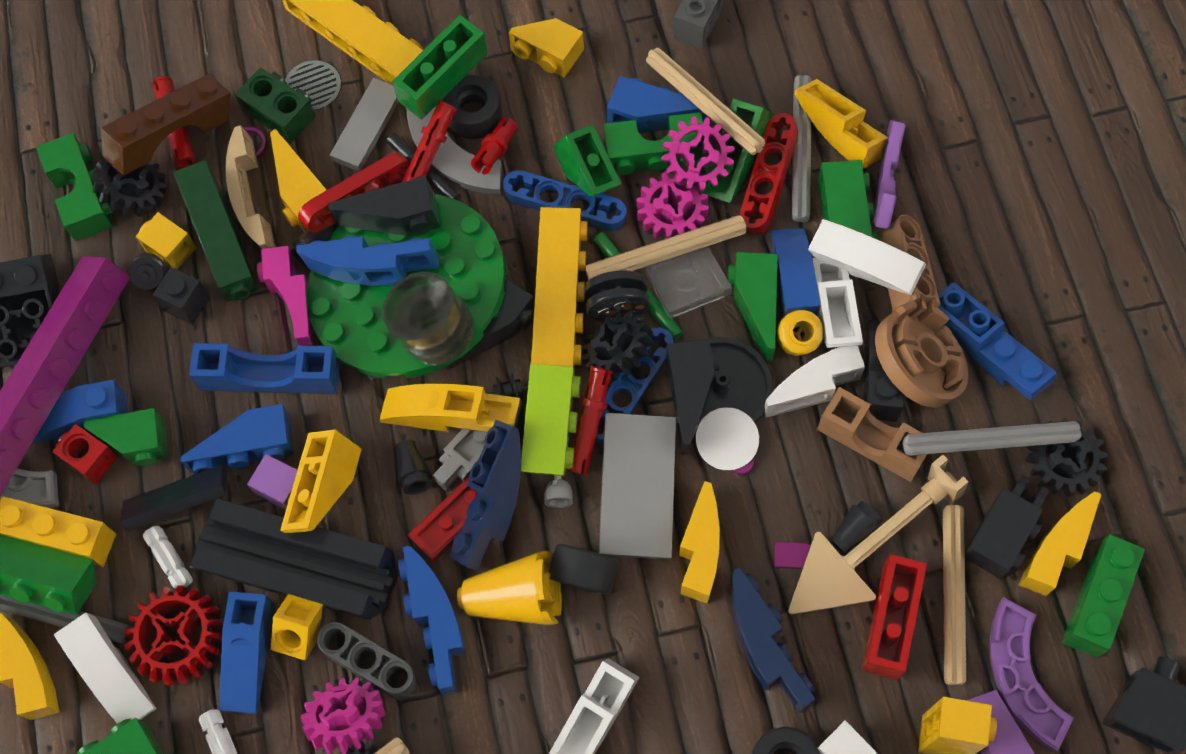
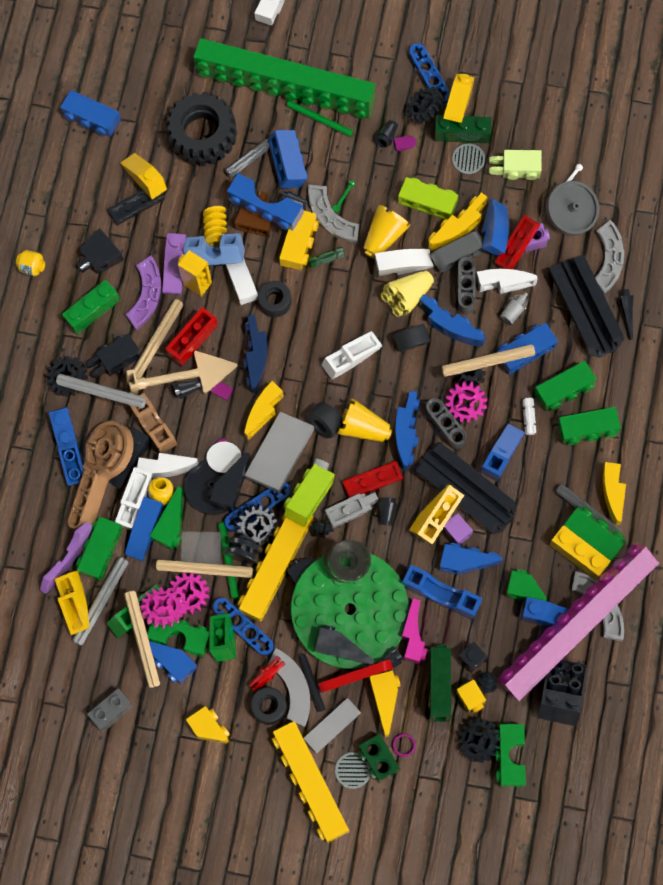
camera: 155 degrees left, 5 degrees up
(94, 463) = (553, 581): red brick -> none
(104, 669) = (573, 472): white slope -> none
(135, 137) = (445, 761): reddish brown arch -> none
(164, 645) = (537, 482): red gear -> none
(167, 557) = (526, 518): white axle -> none
(174, 498) = (512, 544): black tile -> none
(179, 139) = (442, 770): red pin -> none
(239, 159) = (417, 681): tan slope -> none
(296, 627) = (473, 451): yellow brick -> none
(357, 263) = (373, 626): blue slope -> none
(431, 140) = (299, 688): red pin -> none
(440, 66) = (277, 720): green brick -> none
(448, 406) = (356, 527): yellow slope -> none
(497, 482) = (352, 471): dark blue slope -> none
(590, 413) = (284, 493): red pin -> none
(769, 173) = (124, 587): red beam -> none
(866, 257) = (108, 507): white slope -> none
(1060, 547) = (94, 338): yellow slope -> none

